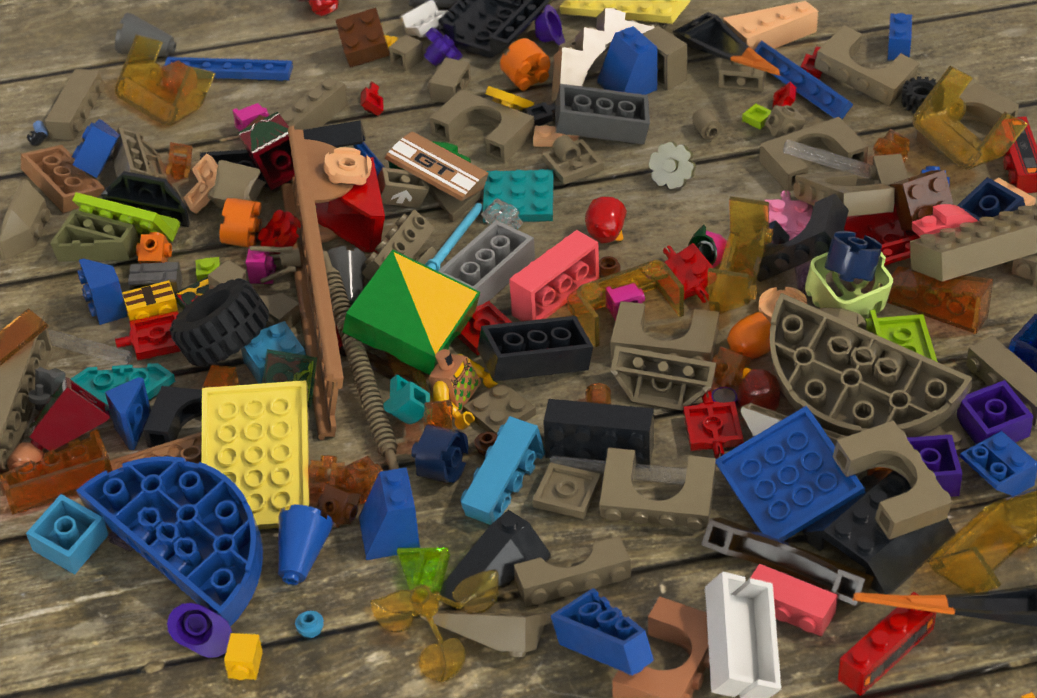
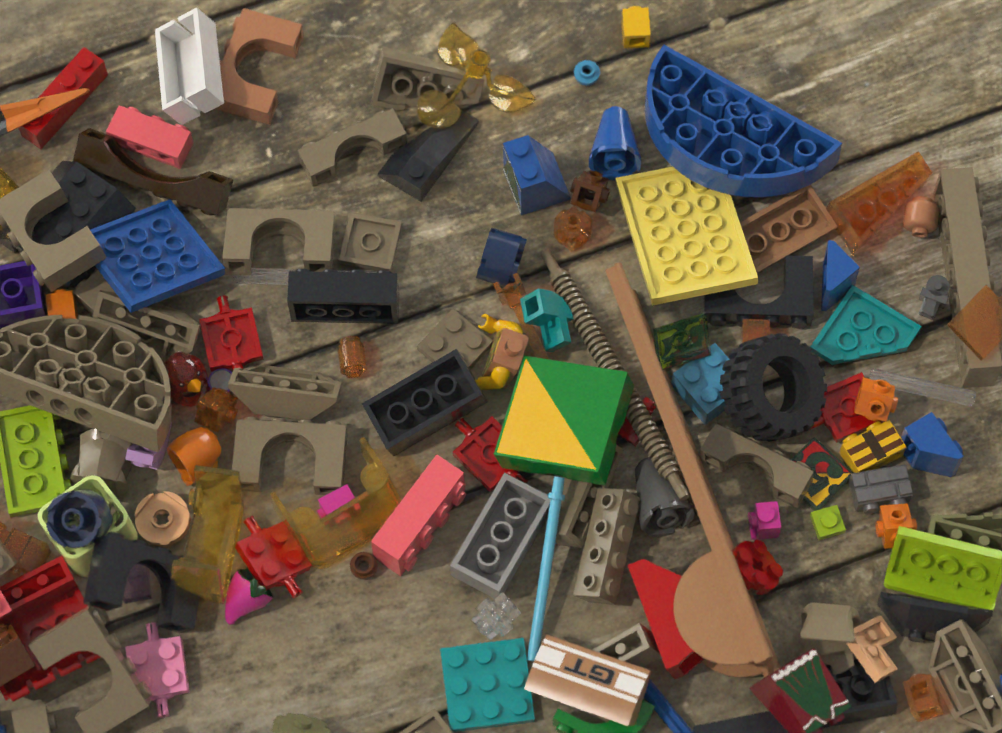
camera: 170 degrees right, 25 degrees up
(67, 416) = (892, 253): dark red slope -> none
(67, 534) = (847, 122): dark azure brick -> none
(134, 315) = (875, 399): none -> orange brick
(199, 629) = (692, 48): dark purple piece -> none
(240, 222) = (807, 577): orange brick -> none
(289, 257) = (734, 525): dark tan plant -> none
(318, 472) = (610, 227): clear orange brick -> none
(357, 171) = (678, 628): light nougat plate -> none
(424, 566) = (489, 134): clear neon green wing -> none
(484, 441) = (459, 304): reddish brown plate -> none
(503, 470) = (434, 249): dark azure wedge -> none
(602, 633) = (316, 63): blue wedge -> none
(605, 219) = (373, 620): red piece -> none

